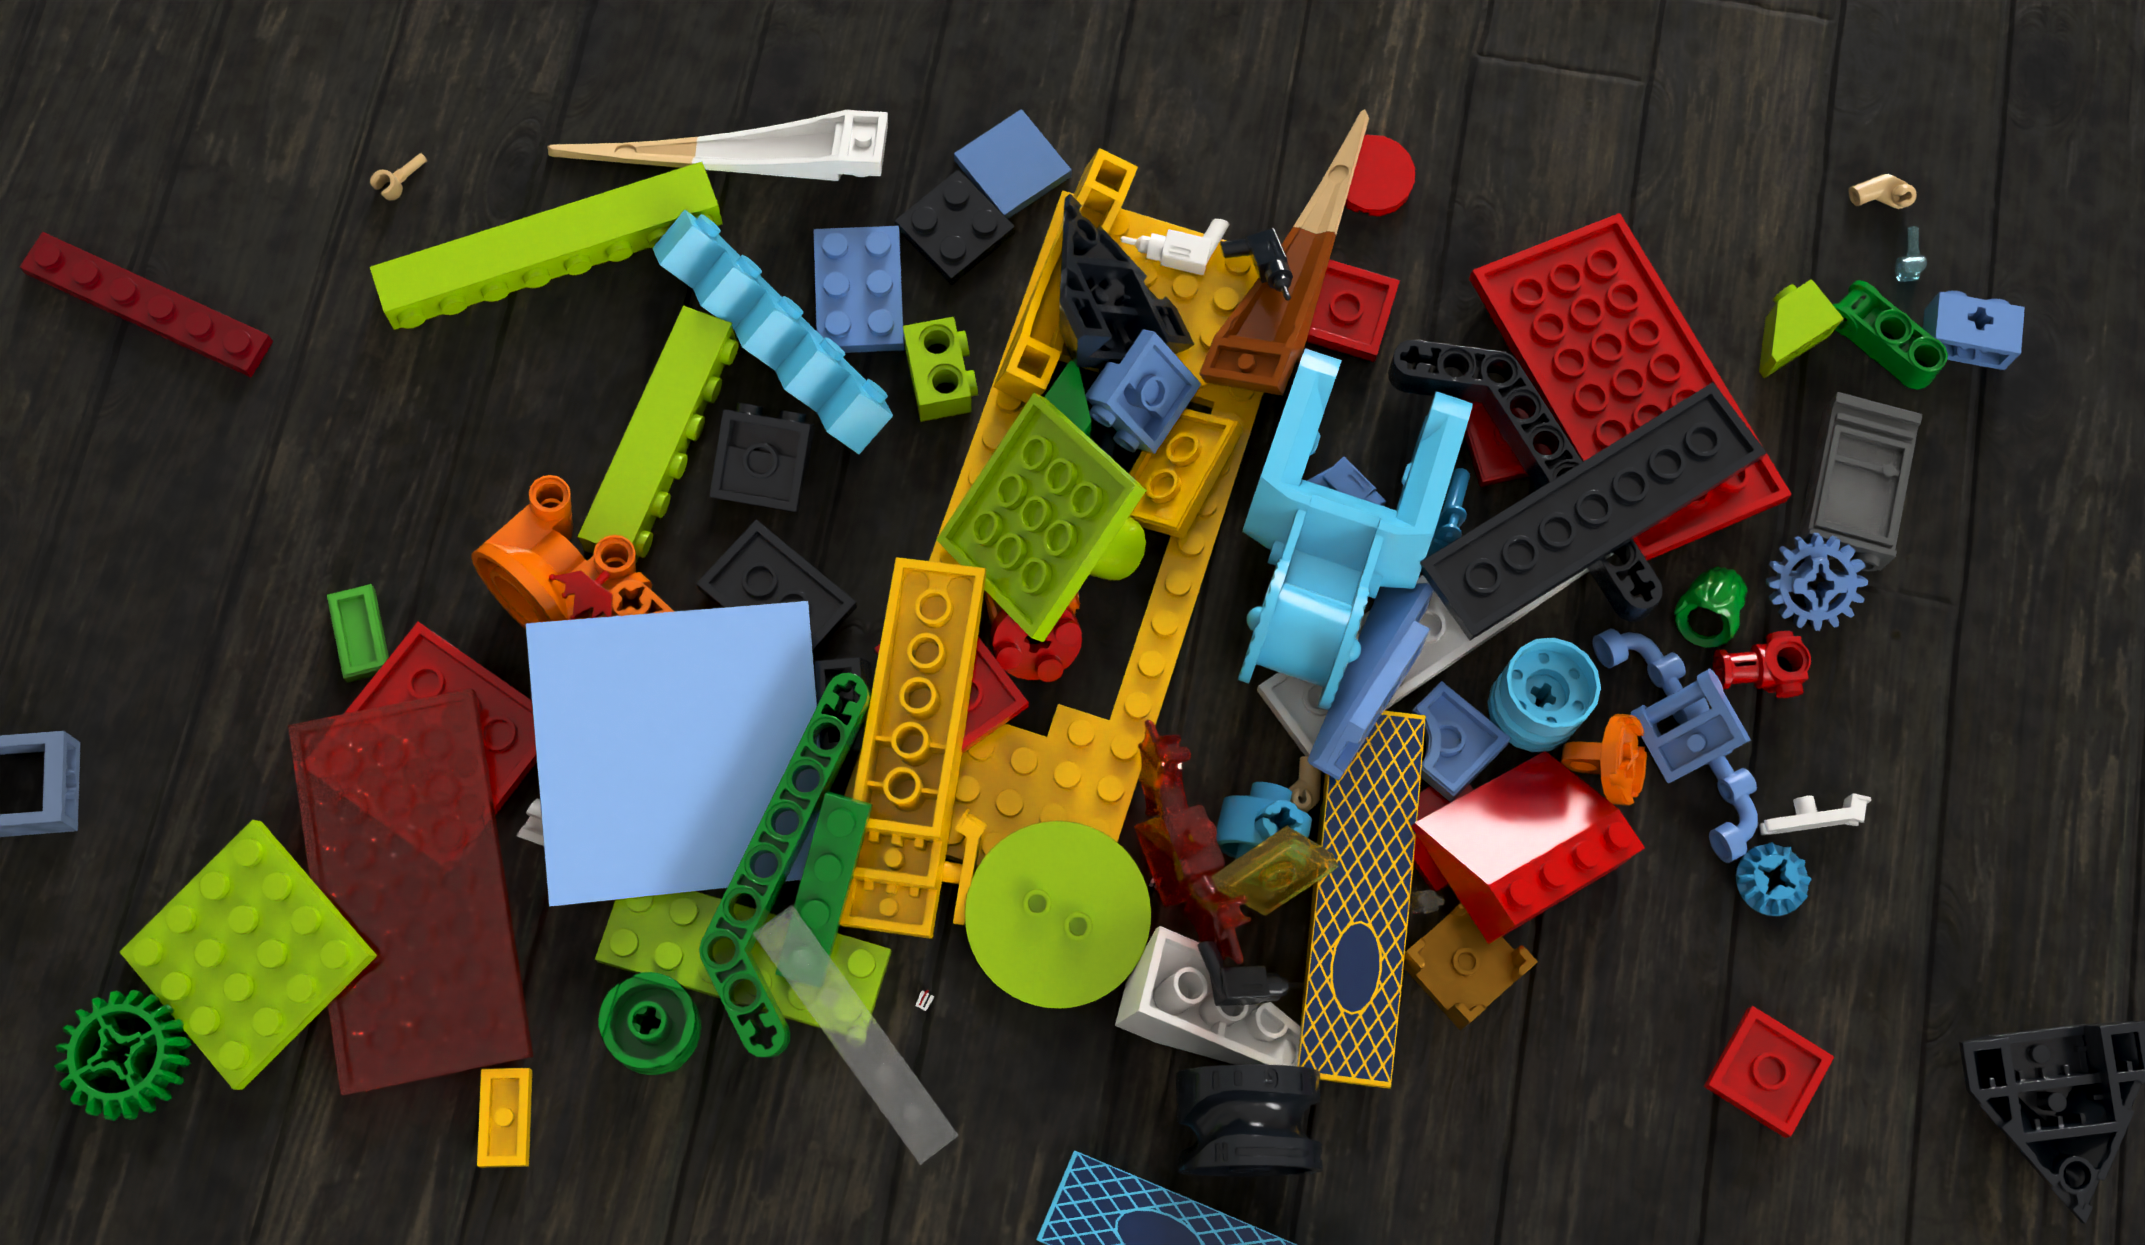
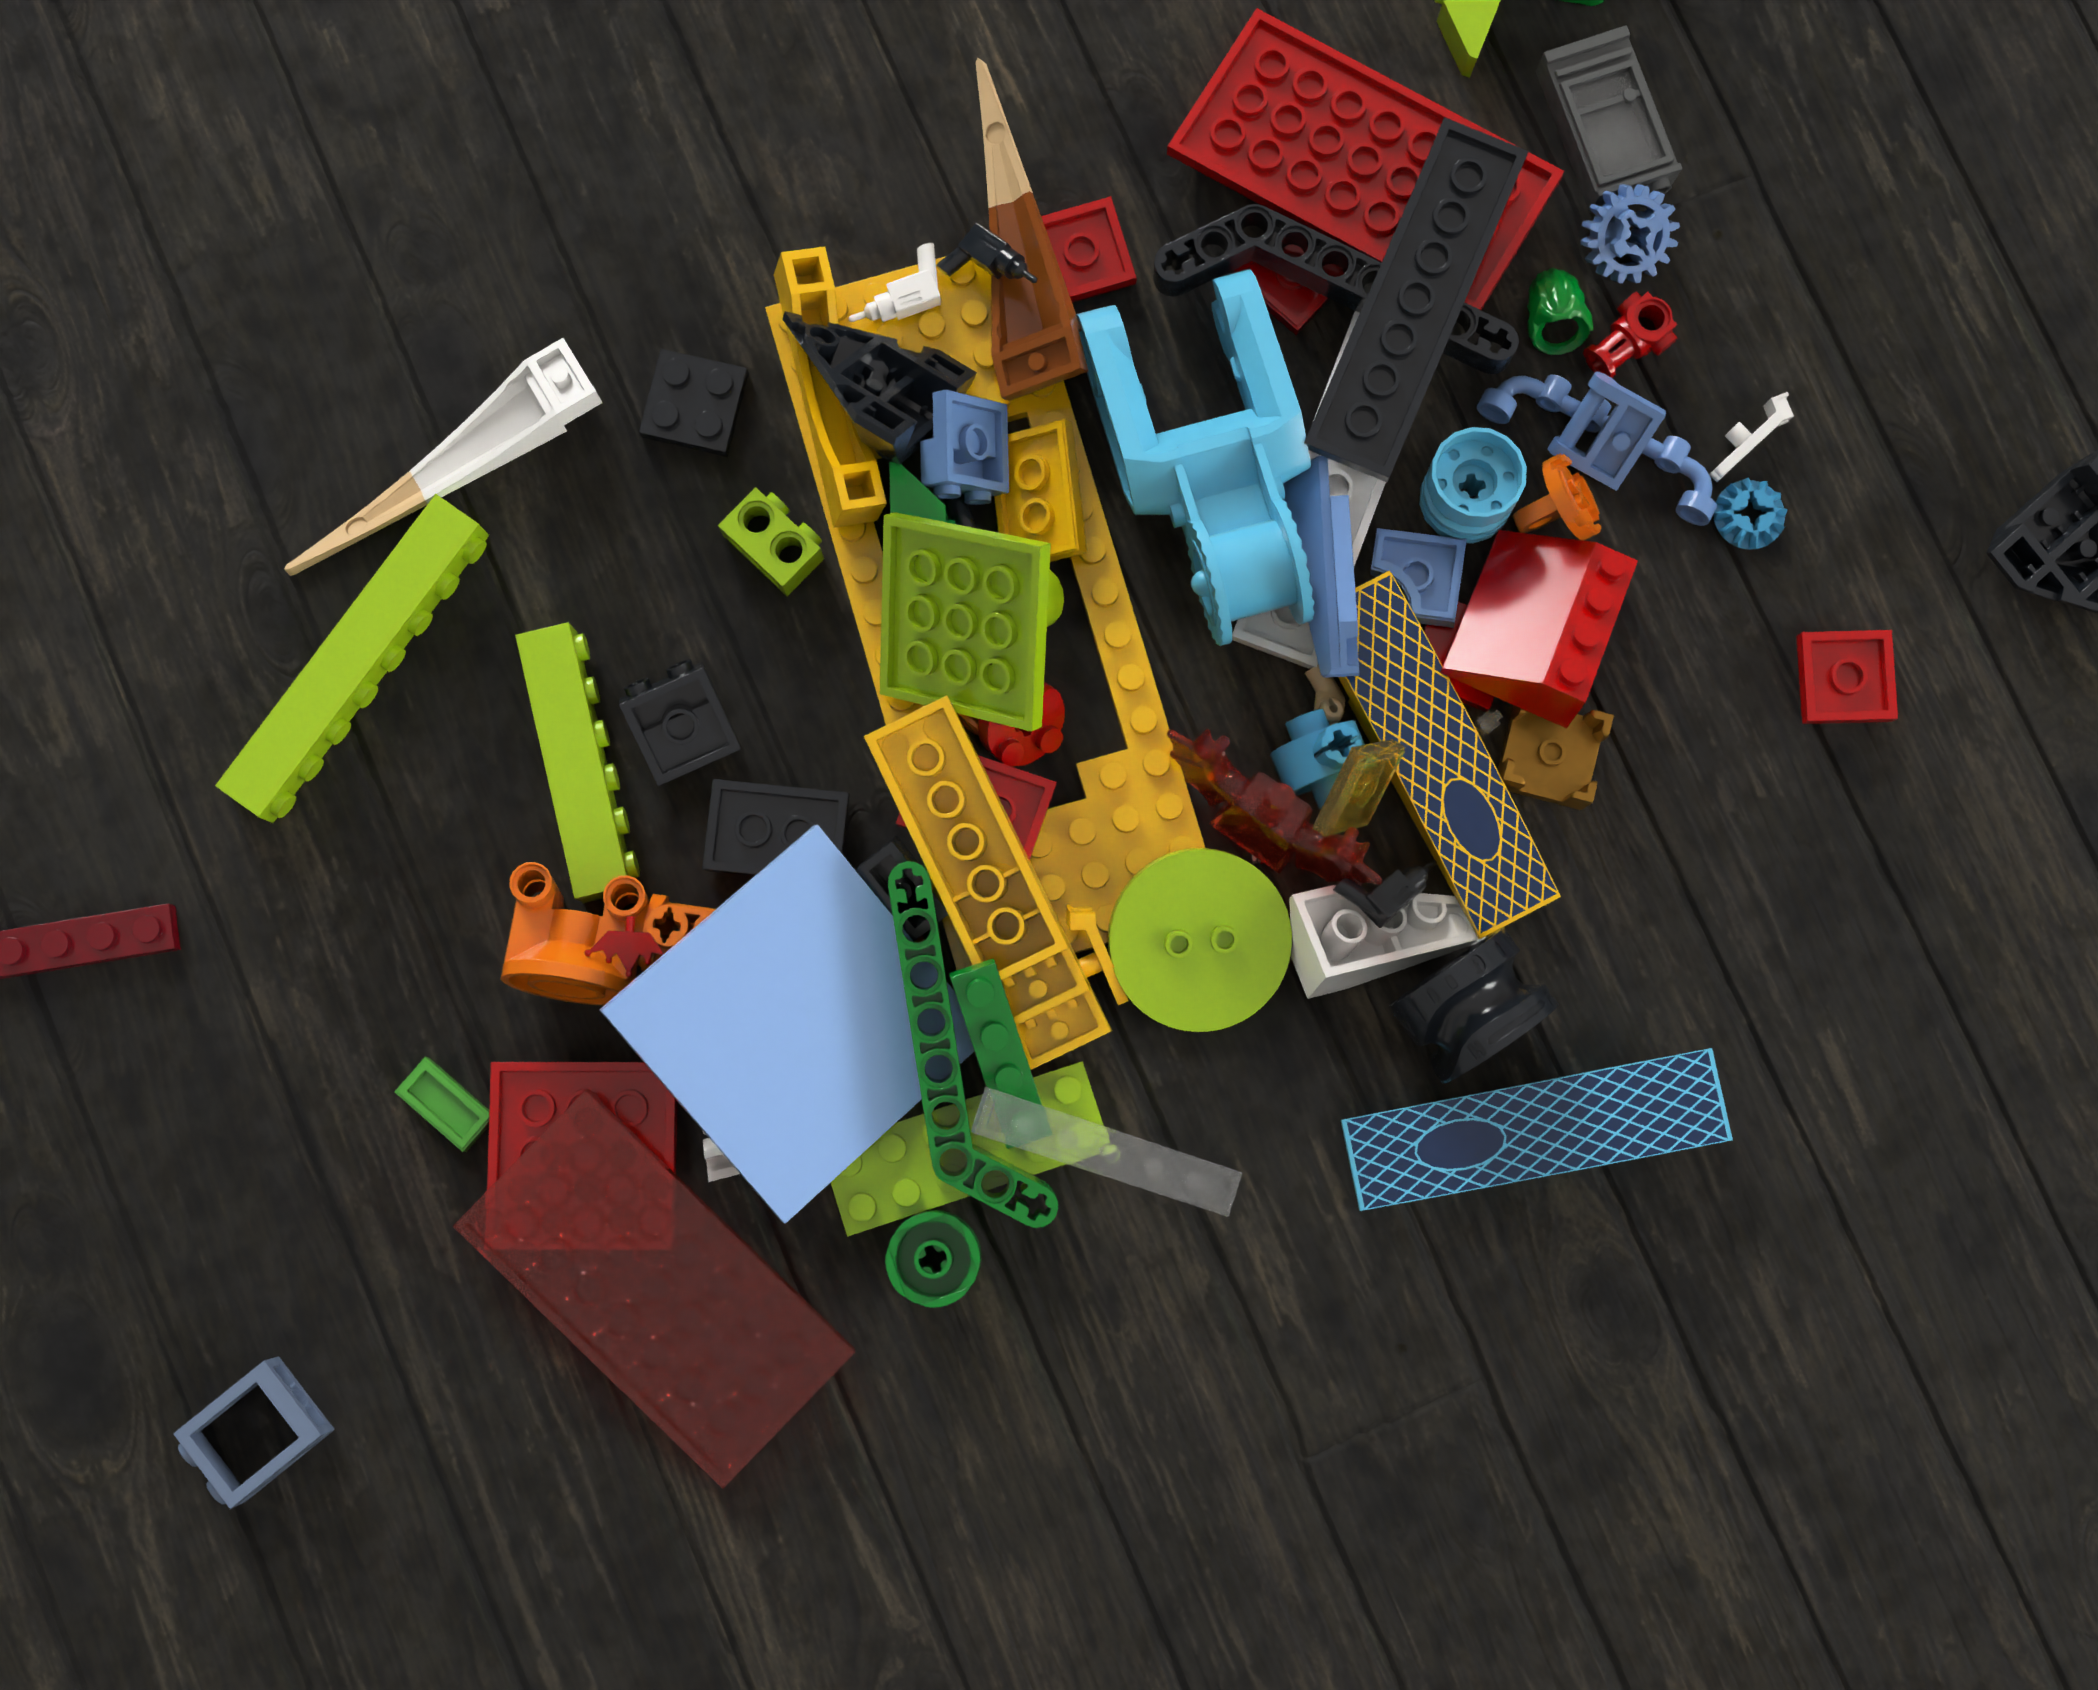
camera: 30 degrees left, 10 degrees up
(104, 1024) = (499, 1617): green gear -> none
(247, 954) = (560, 1431): lime plate -> none
(395, 188) = (172, 686): tan hand -> none
(504, 1117) = (868, 1413): yellow plate -> none
(774, 330) = (607, 603): medium azure brick -> none
(859, 288) = (651, 515): medium blue plate -> none
(924, 1000) = (1137, 1082): white piece -> none
(1012, 164) = (704, 311): medium blue tile -> none
(1348, 480) = (1188, 408): medium blue piece -> none
(1381, 177) = (1031, 108): red tile -> none
(1452, 514) = (1300, 380): dark azure piece -> none

